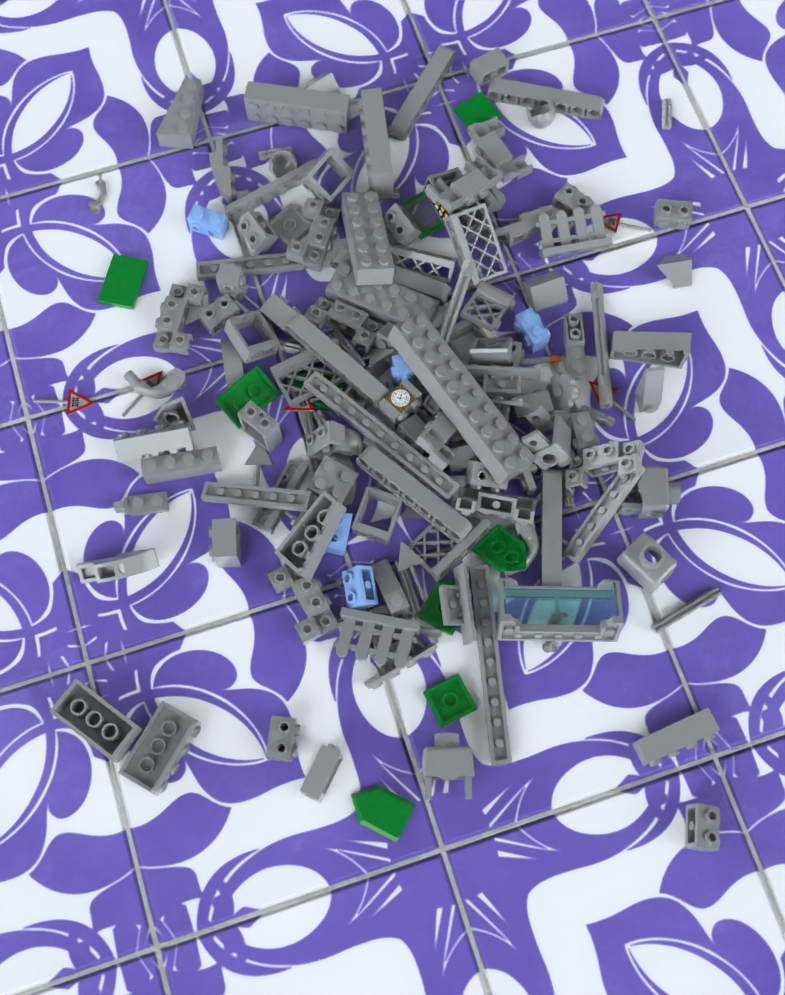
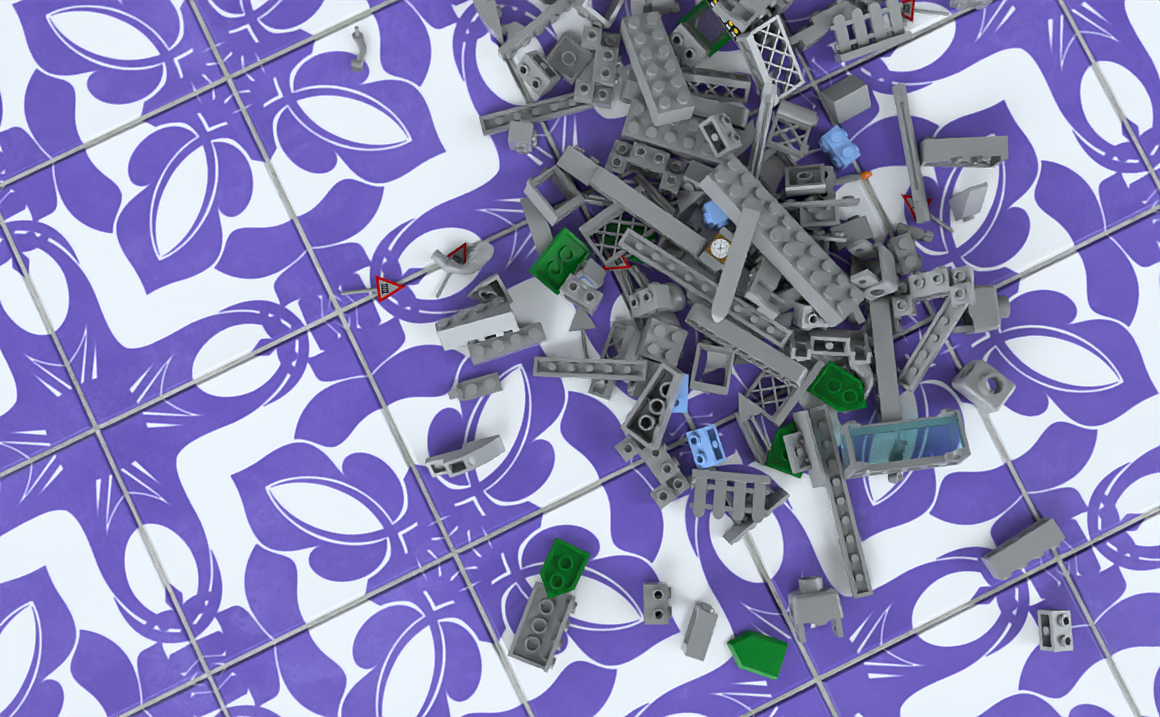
camera: 10 degrees left, 15 degrees up
(96, 721) = (477, 611): light grey brick -> none
(123, 281) = (406, 147): green tile -> none
(174, 316) = (467, 180): light grey bracket -> none
(193, 690) = (562, 568): none -> green tile
(208, 222) = (482, 68): light blue brick -> none
(216, 314) = (514, 173): light grey brick -> none
(225, 542) = (568, 420): light grey brick -> none
(275, 408) = (590, 273): none -> light grey brick
(390, 588) = (734, 441): light grey slope -> none
(408, 409) = (734, 263): none -> light grey piece
(415, 297) = (720, 135): none -> light grey brick
(430, 632) = (783, 479): light grey piece -> none
(450, 700) = (806, 541): green tile -> none
(563, 391) = (879, 213): light grey plant -> none
(574, 346) = (883, 161): light grey slope -> none
(677, 270) = (981, 56): light grey slope -> none
(687, 609) = (1021, 422): light grey axle -> none

